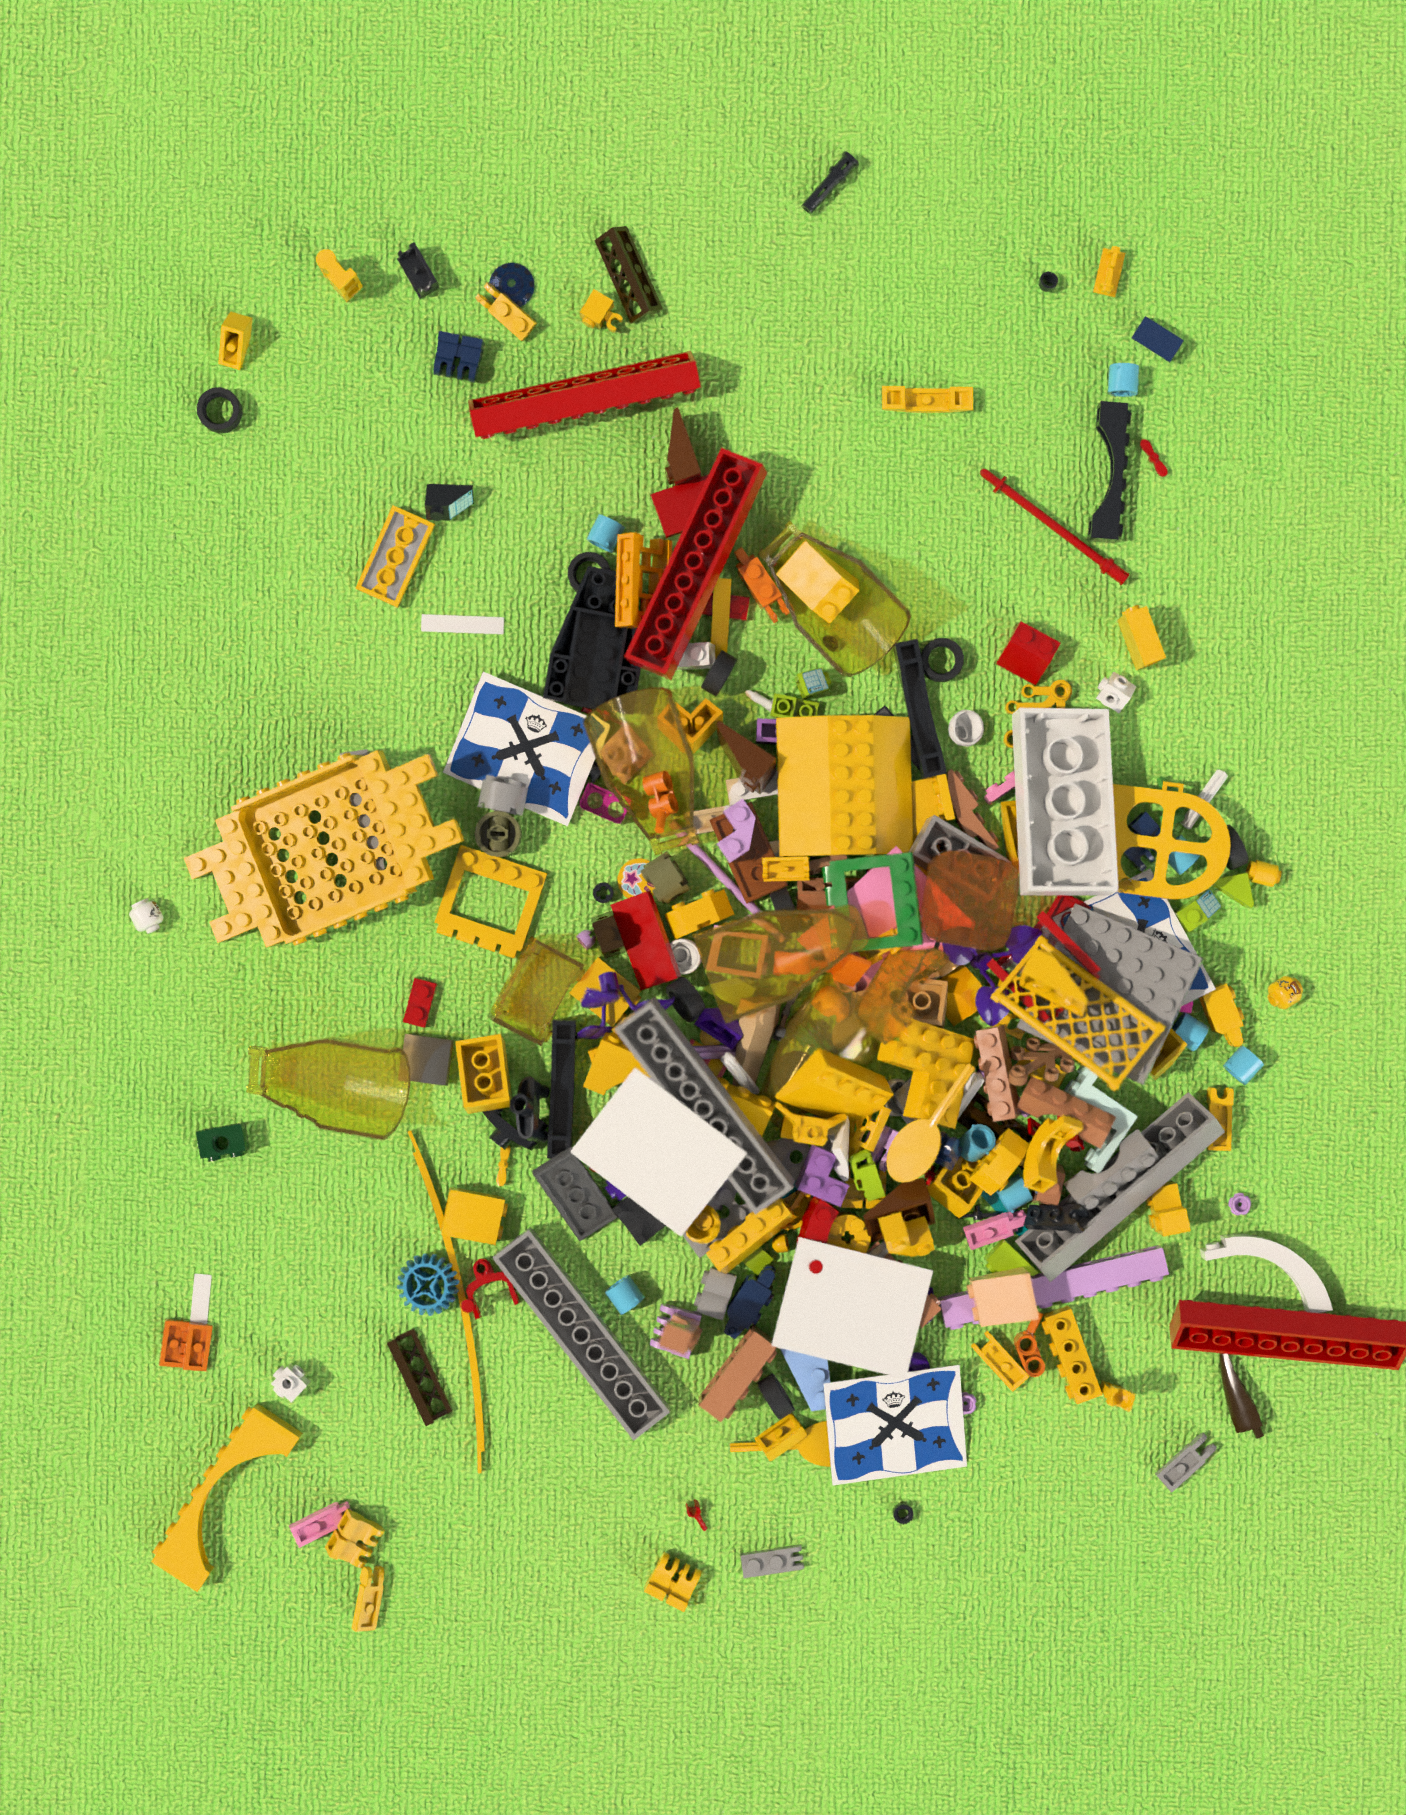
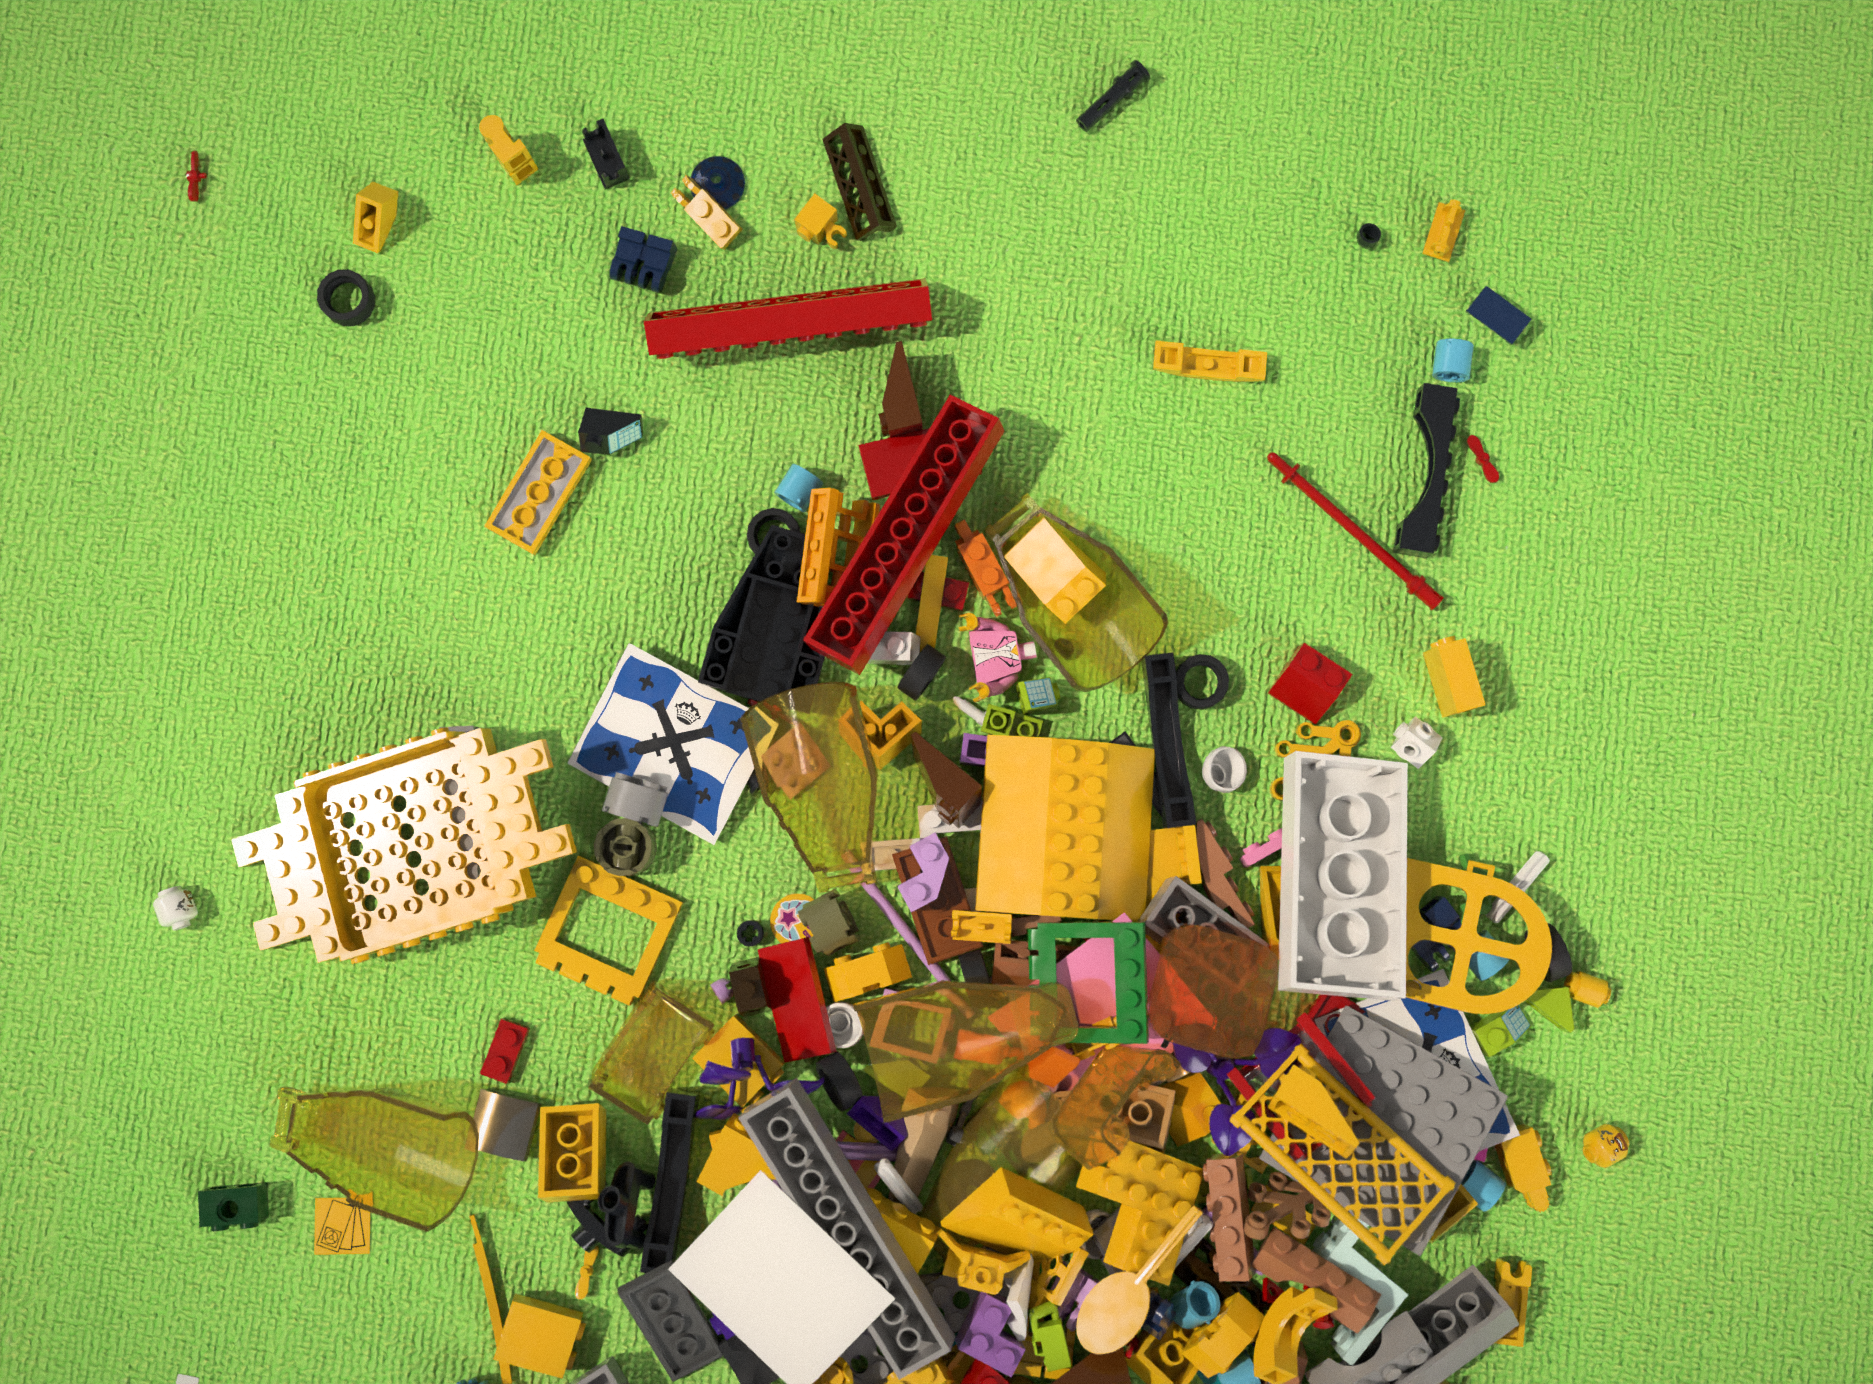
camera: 10 degrees right, 5 degrees down
(81, 319) = (193, 177): none -> red piece
(308, 1149) = (340, 1228): none -> yellow sticker
(462, 624) = (612, 582): white sticker -> none
(606, 802) = (737, 821): dark pink piece -> none
(665, 802) = (838, 825): orange beam -> none
(776, 654) = (995, 655): none -> bright pink torso
(1243, 1065) = (1546, 1235): medium azure piece -> none

